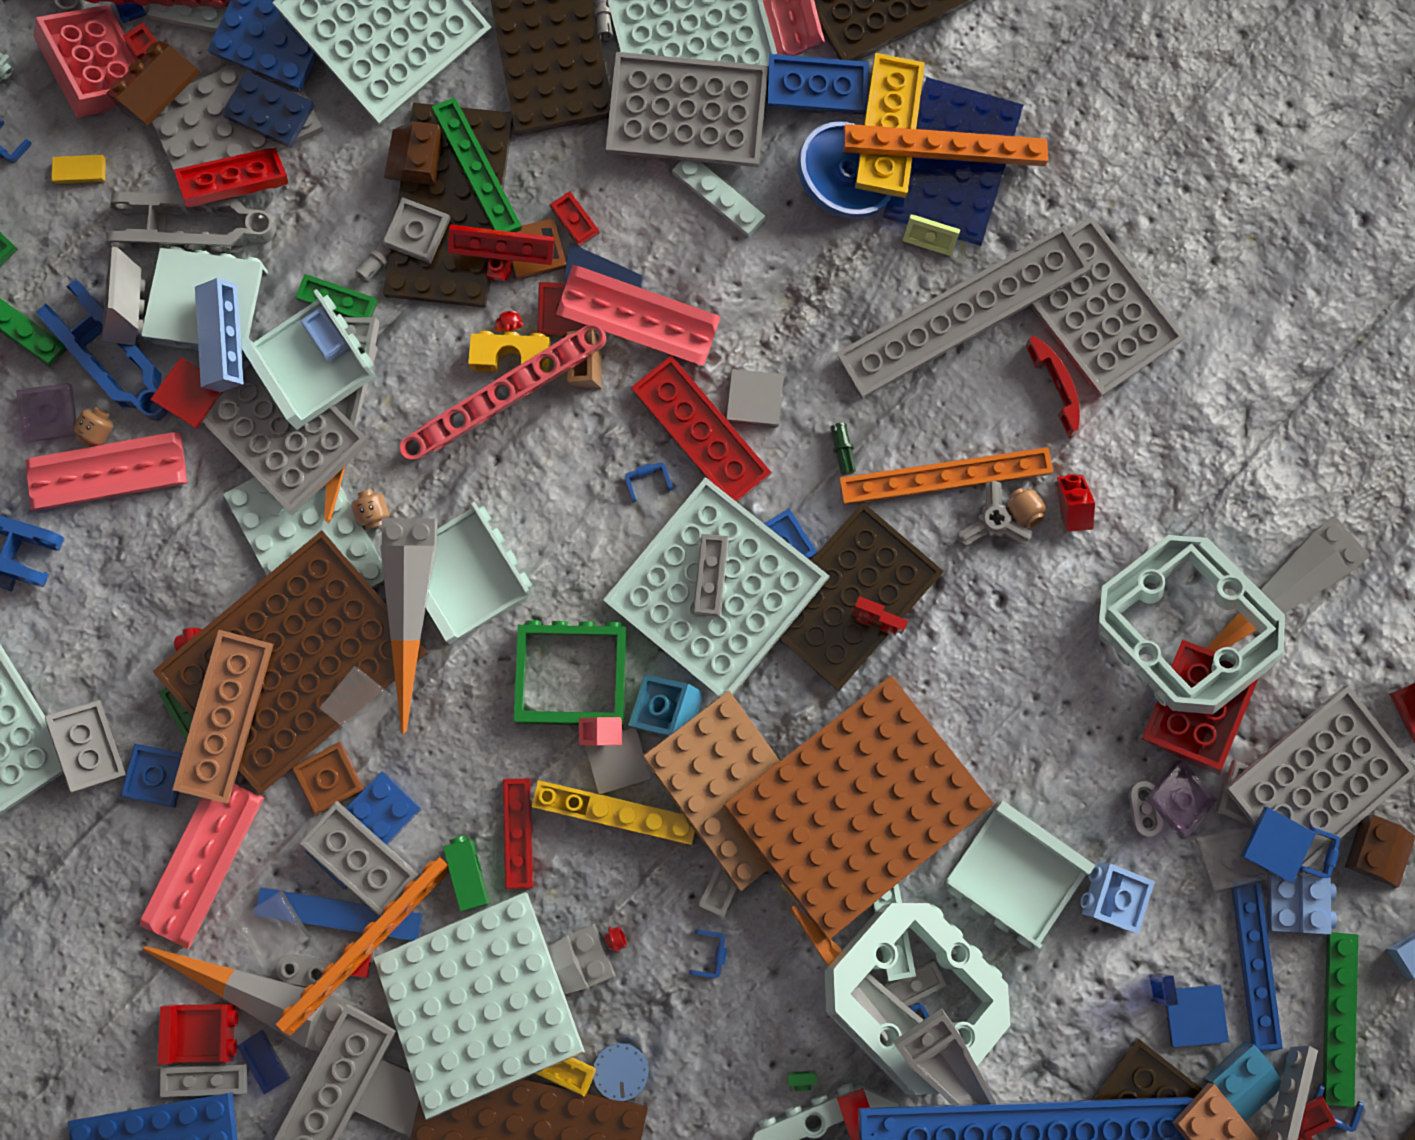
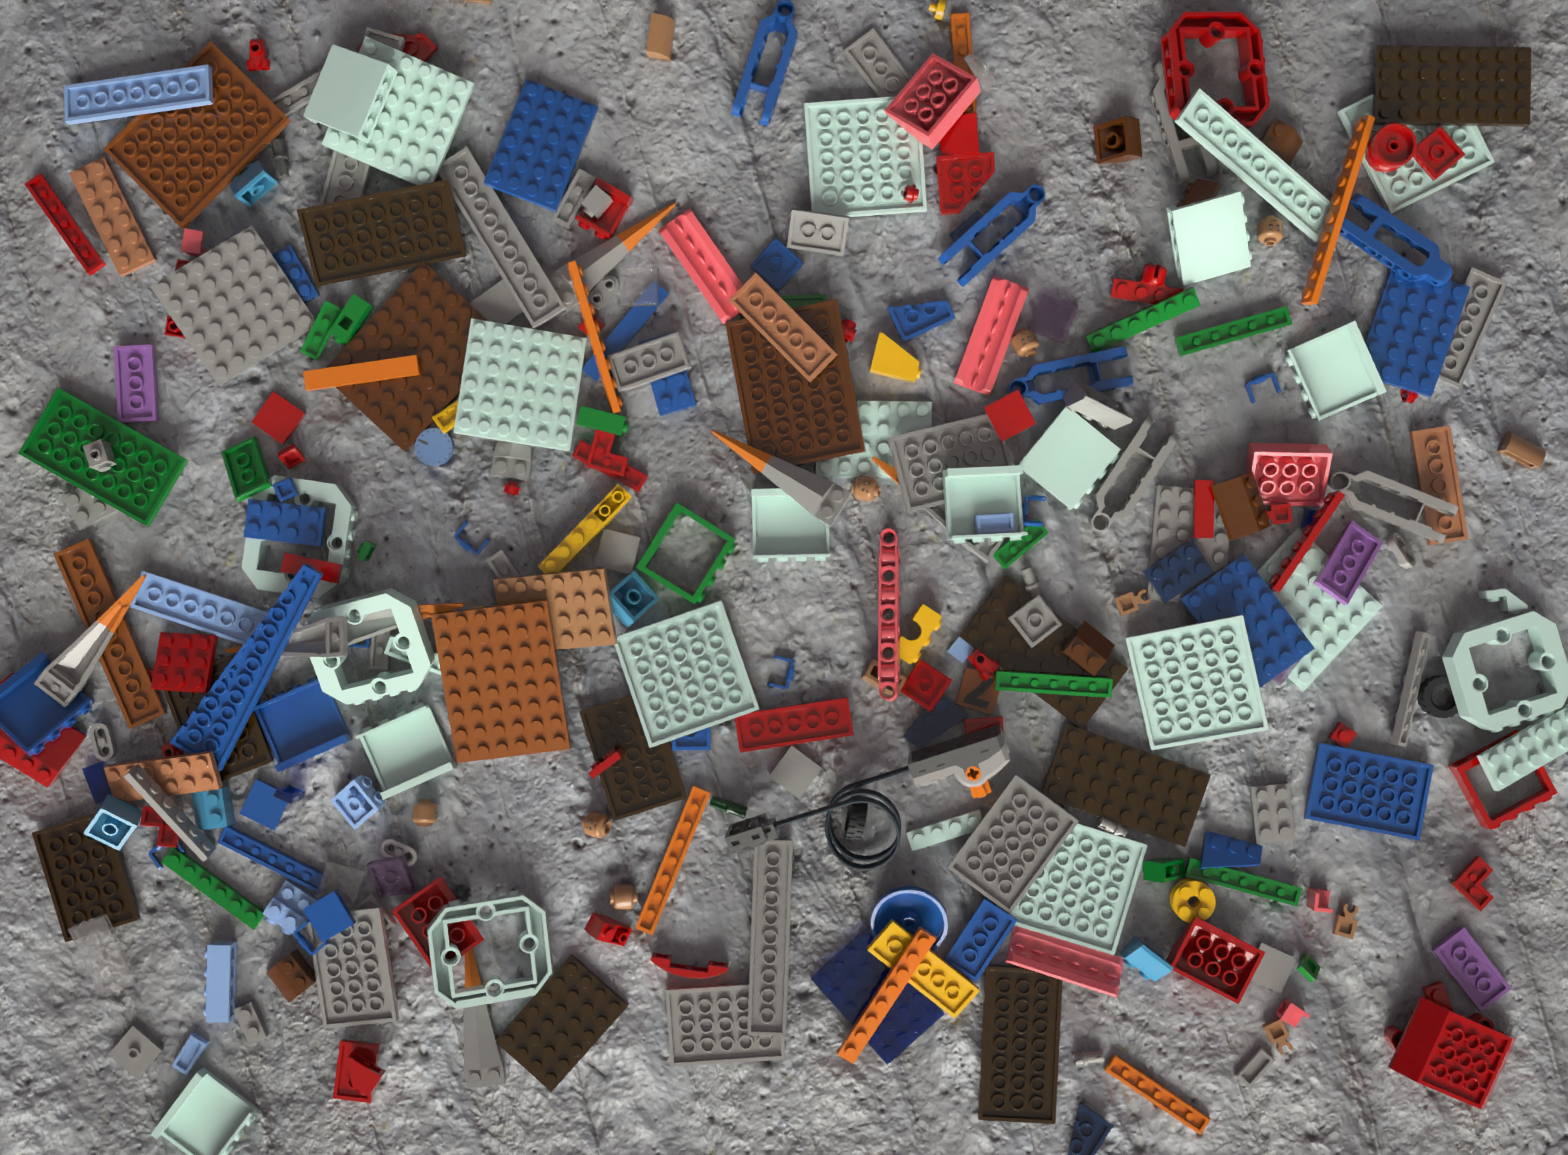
camera: 120 degrees right, 10 degrees up
(78, 169) = (1213, 424): yellow tile -> none
(130, 566) = (920, 318): none -> blue wing
(180, 121) = (1203, 509): none -> red tile
(191, 1047) = (596, 202): none -> light grey brick
(197, 566) = (894, 361): none -> yellow slope
(218, 335) = (1033, 455): light blue brick -> none
(231, 177) = (1142, 521): red plate -> none
(263, 1062) = (565, 239): clear blue tile -> none
(273, 313) = (1025, 506): none -> blue piece
(328, 778) = (712, 369): dark orange tile -> none
(335, 144) = (1129, 603): none -> medium nougat plate
(358, 703) = (744, 413): clear tile -> none
(500, 245) = (988, 669): red plate -> none
(500, 296) = (960, 649): none -> light blue tile
(508, 322) = (938, 644): red animal -> none
(512, 846) = (601, 457): none -> red plate
(600, 731) = (637, 550): coral panel -> none
(614, 208) = (969, 757): none -> piece
(638, 315) = (891, 729): coral plate -> none
(711, 575) = (694, 675): light grey tile -> none
(766, 293) = (855, 821): none -> black tyre
(931, 235) = (834, 949): yellowish green plate -> none
(960, 589) = (596, 824): none -> medium nougat head
(985, 526) = (626, 863): light grey bush -> none
(1068, 1029) = (301, 723): none -> blue panel
(1078, 806) = (424, 813): none -> medium nougat head
(1142, 702) = (463, 891): none -> pearl dark grey plate
(1220, 492) = (561, 1022): none -> dark brown plate

